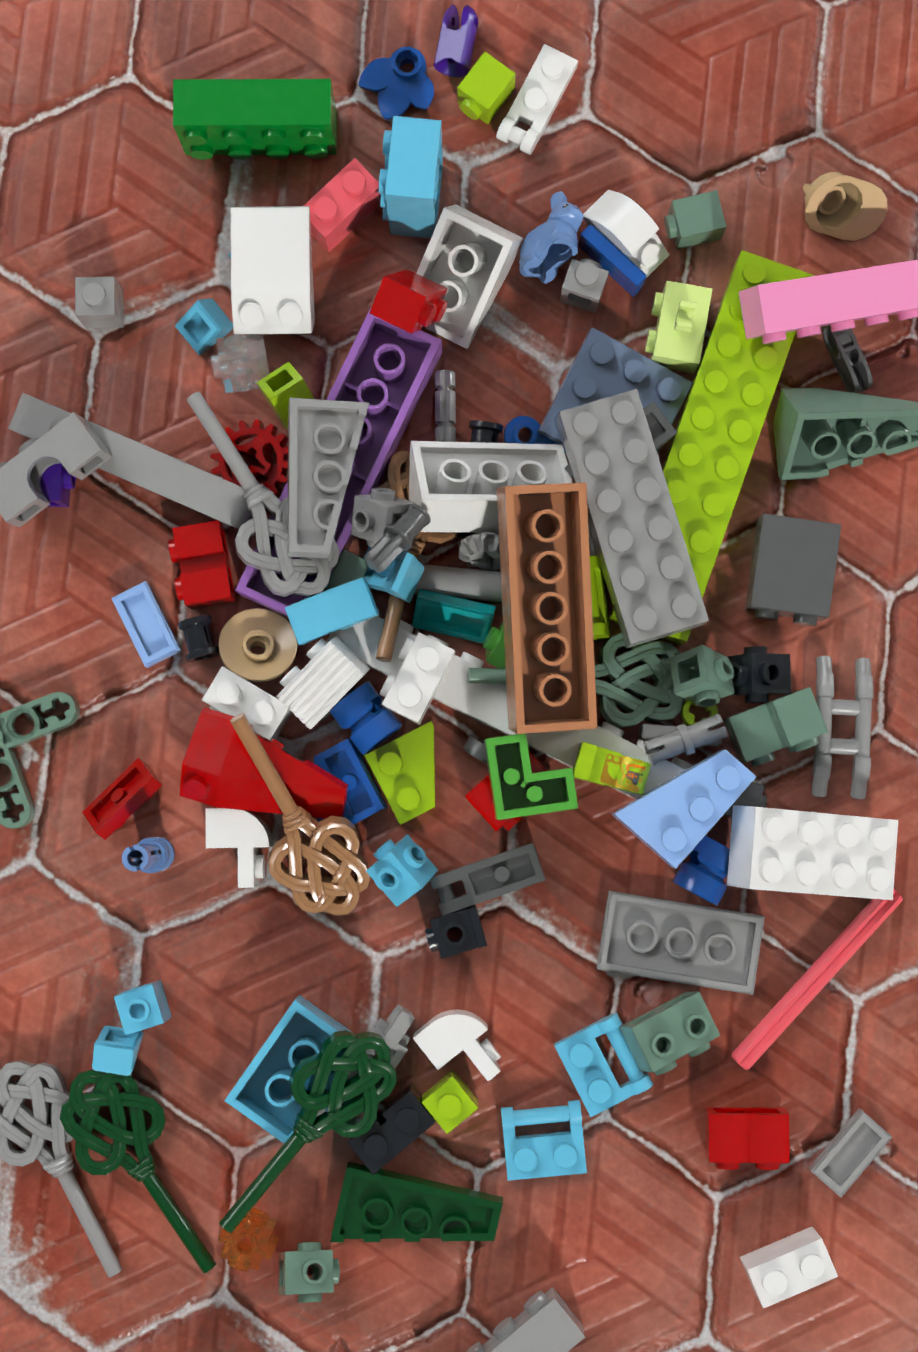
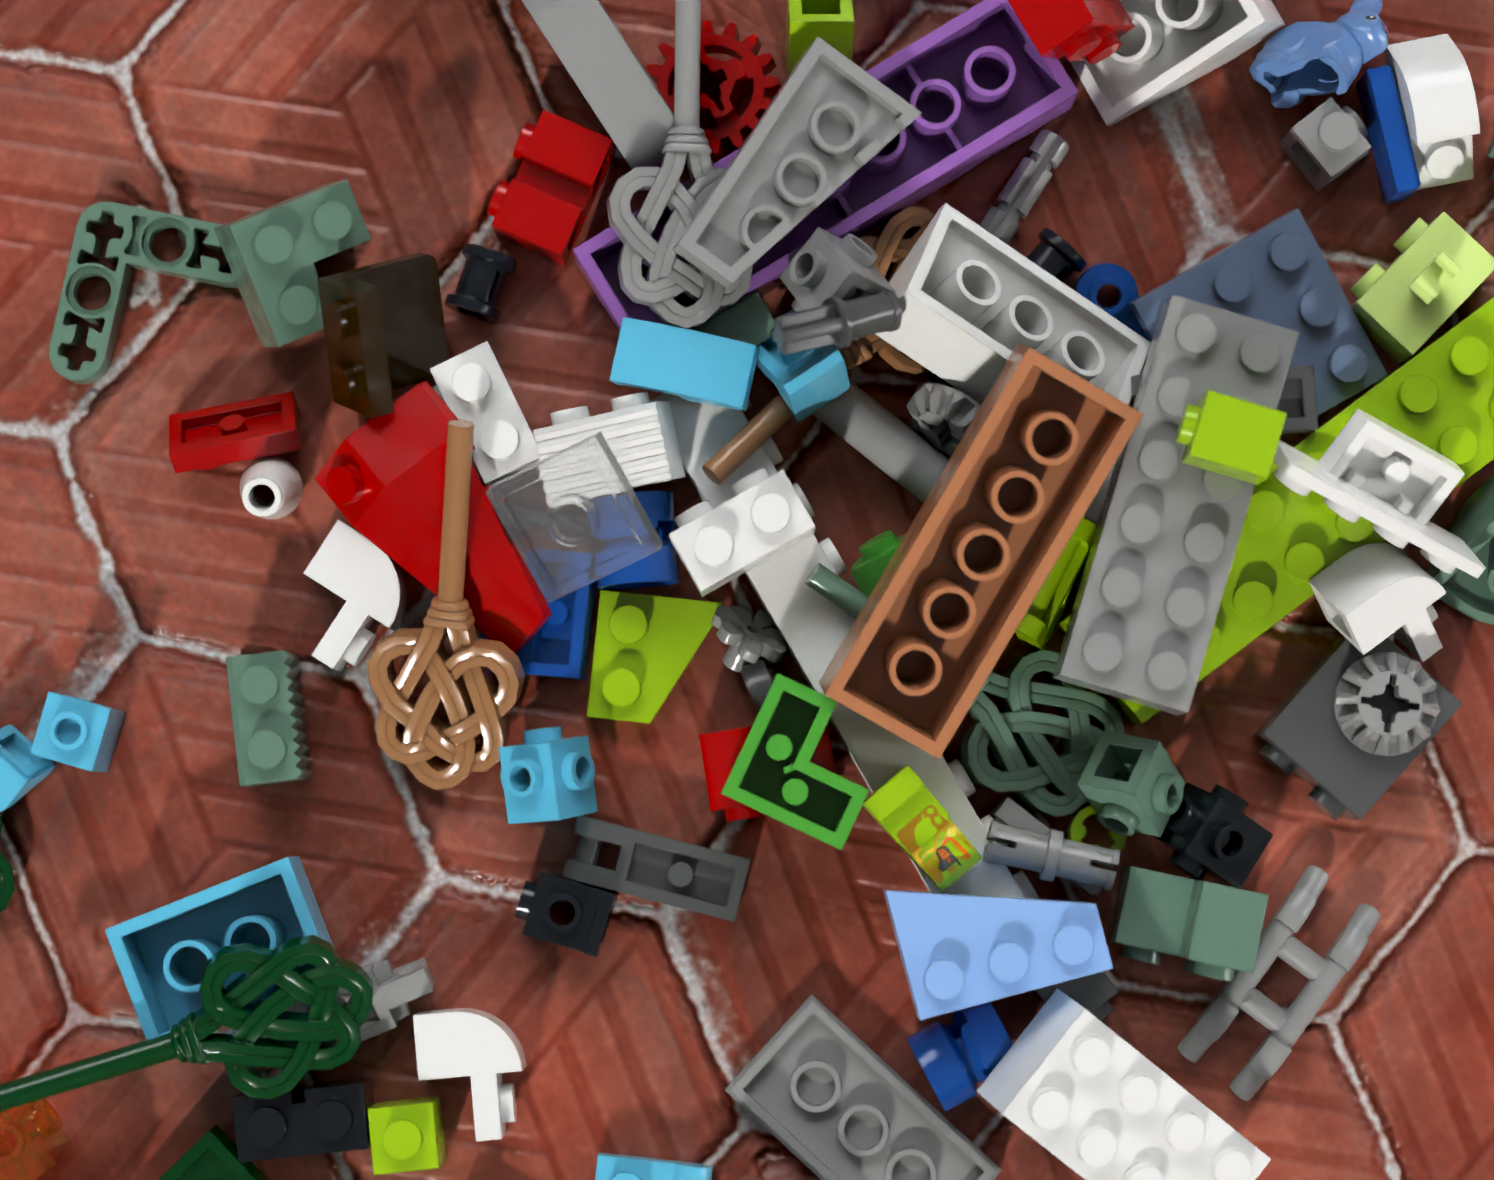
camera: 30 degrees right, 0 degrees up
(83, 694) = (275, 256): none -> sand green brick
(144, 860) = (211, 536): medium blue pin -> none
(146, 624) = (424, 208): light blue tile -> none
(163, 807) = (281, 478): none -> white cone
(164, 696) = (382, 330): none -> dark brown bracket
(236, 934) = (268, 718): none -> sand green brick
(260, 629) = (571, 324): tan dish -> none
(327, 727) = (574, 517): none -> clear tile
(453, 616) = (846, 479): teal tile -> none
(455, 729) = (747, 636): none -> light grey plant
(638, 464) = (1230, 436): none -> lime brick
(729, 436) = (1387, 481): none -> white bracket
(762, 498) = (1380, 594): none -> white brick
(798, 567) = (1364, 724): none -> light grey gear

